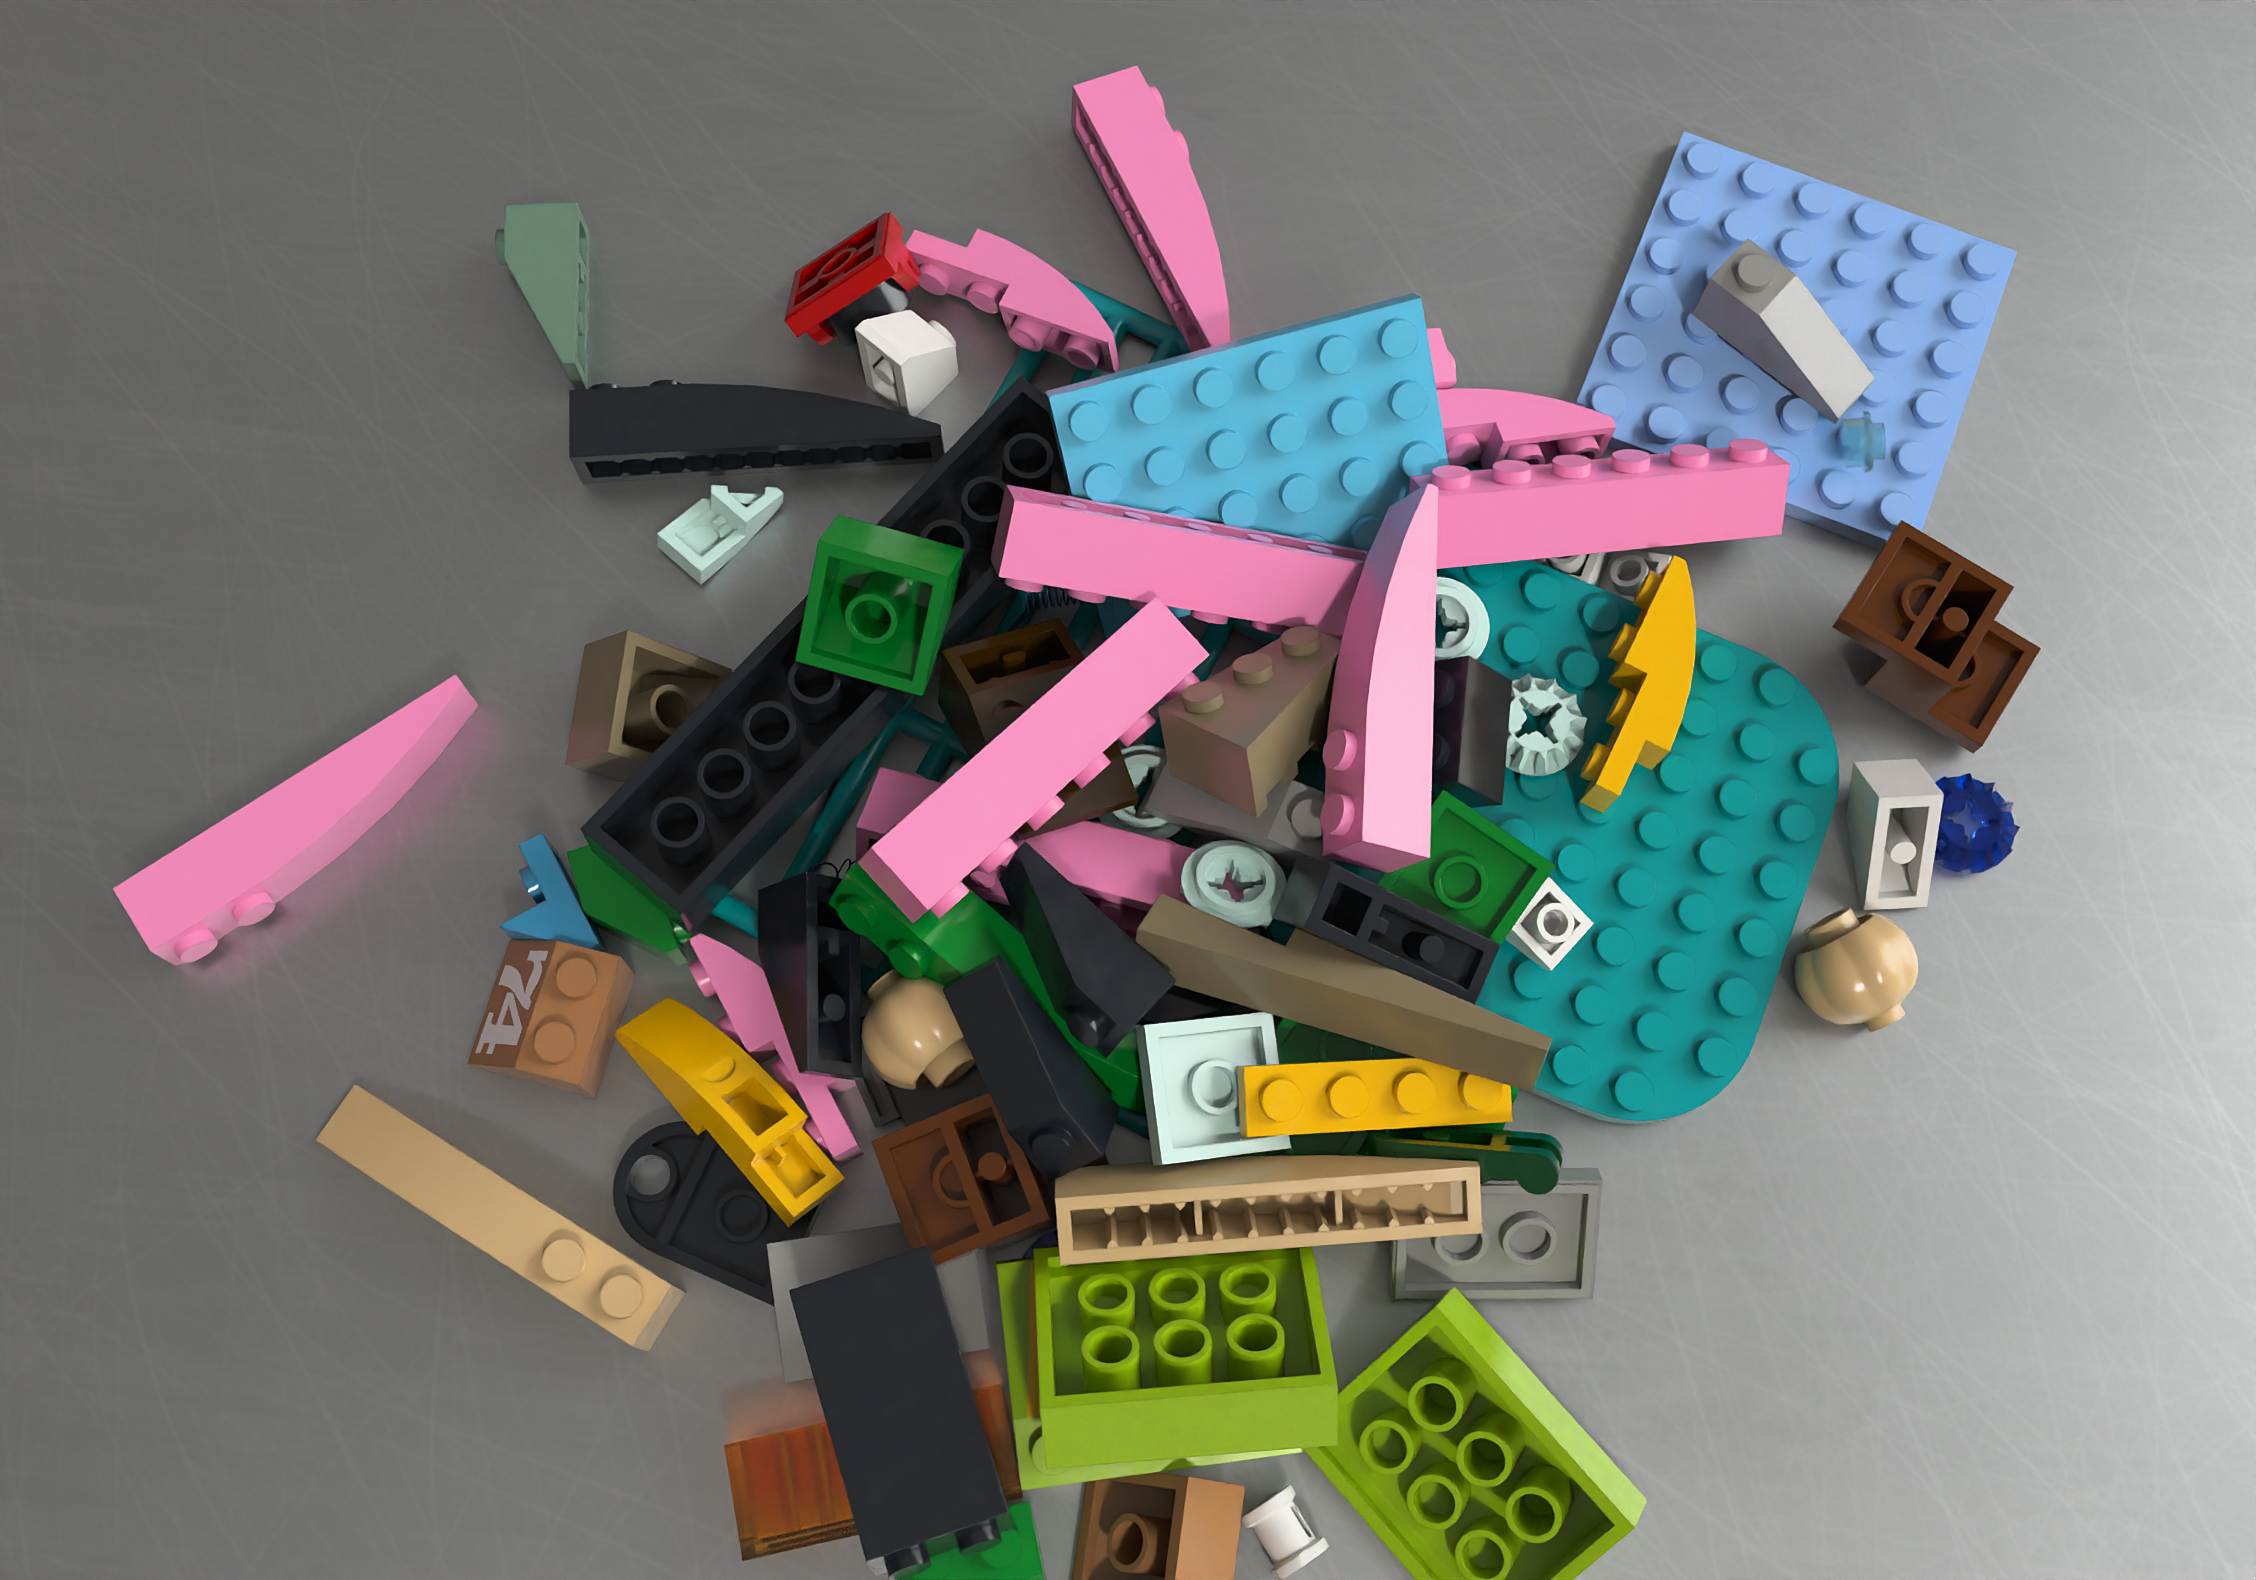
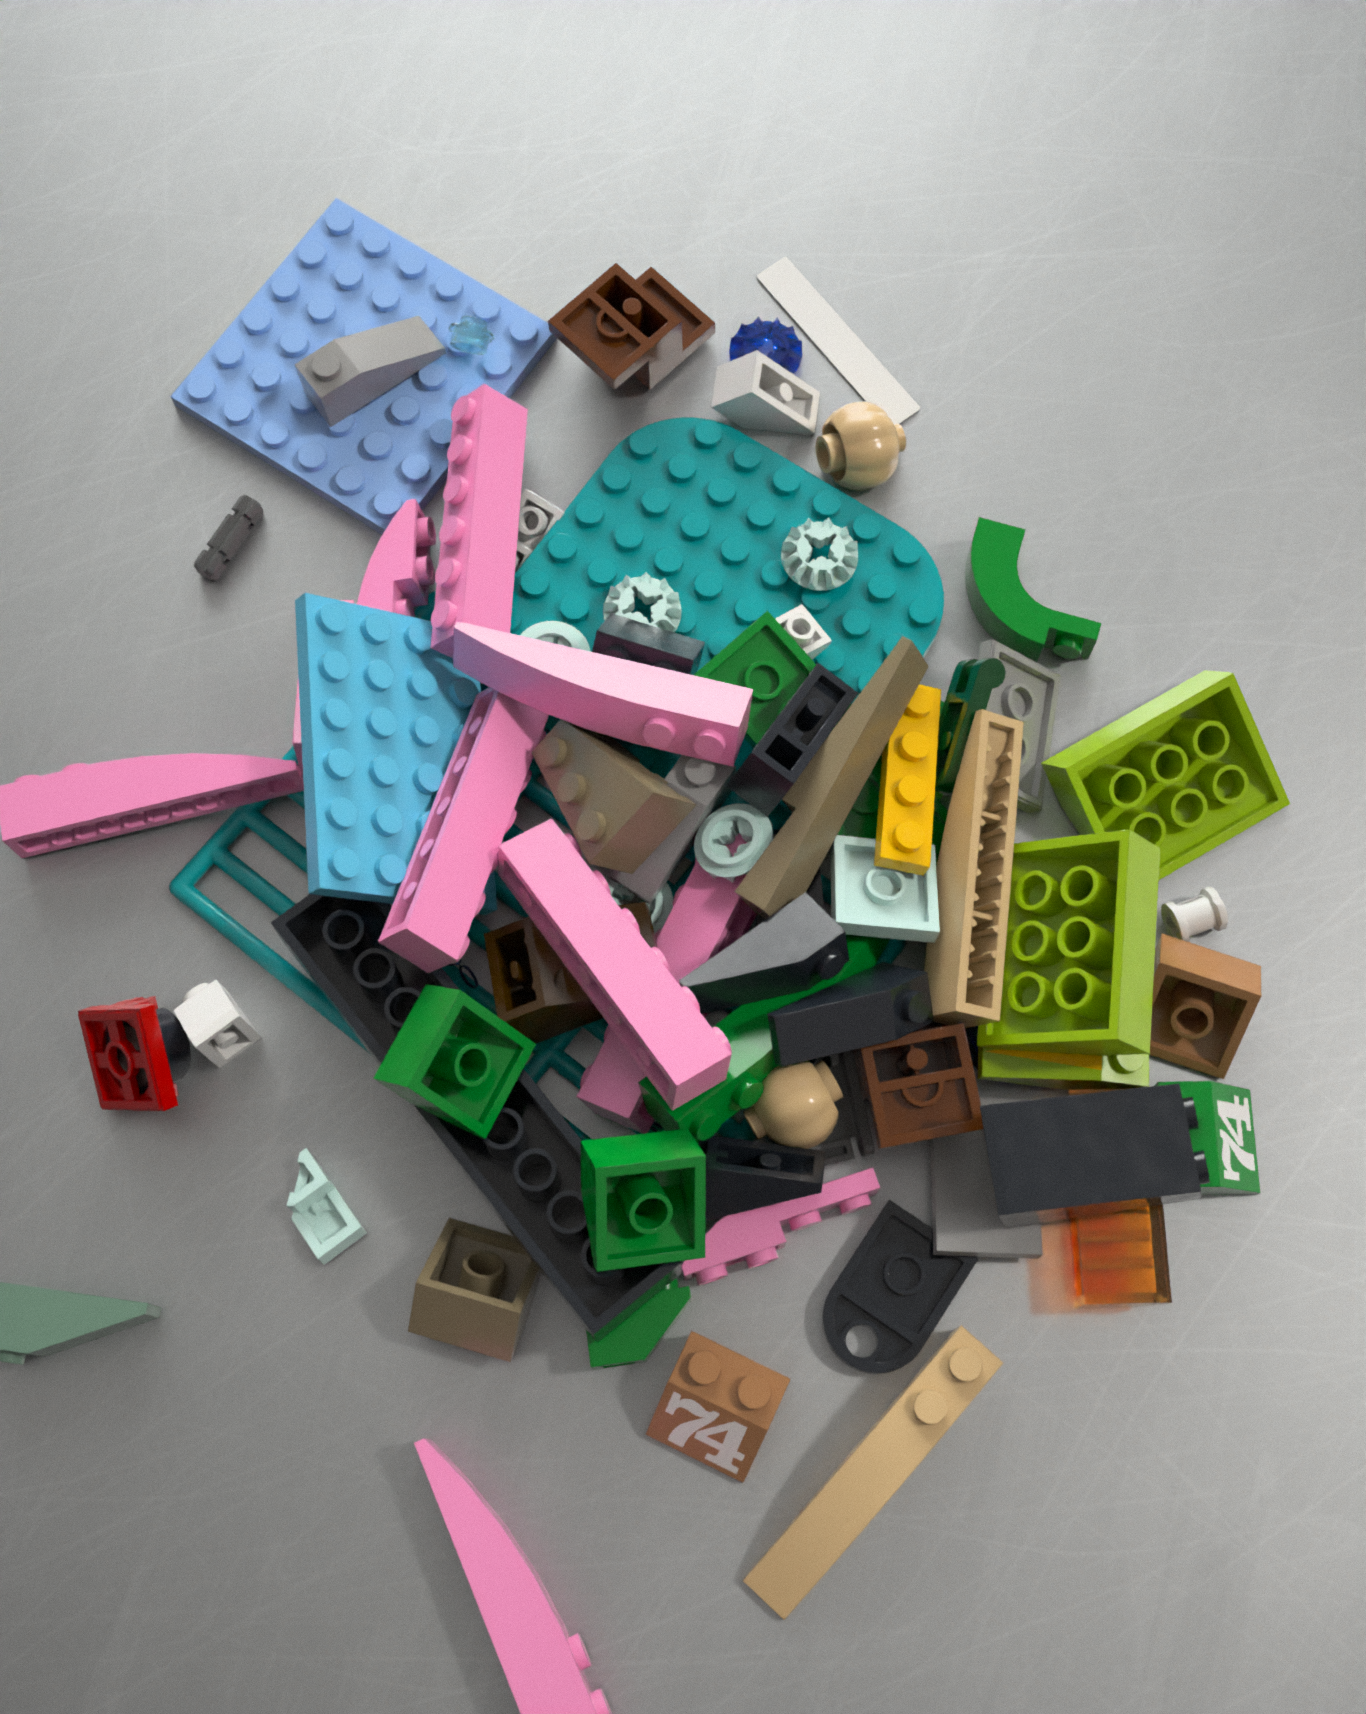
camera: 75 degrees left, 0 degrees up
(562, 913) = (642, 1379): dark azure slope -> none
(734, 431) = (237, 1184): black slope -> none
(736, 1102) = (818, 1259): yellow slope -> none
(744, 848) = (644, 1198): none -> green slope
(1033, 297) = (193, 905): bright pink slope -> none
(1517, 239) = (228, 537): none -> dark grey axle
(1646, 941) = (820, 573): none -> light aqua gear
(1654, 682) = (619, 514): yellow slope -> none
(1719, 1176) = (1007, 608): none -> green arch
(2011, 920) = (837, 340): none -> white sticker

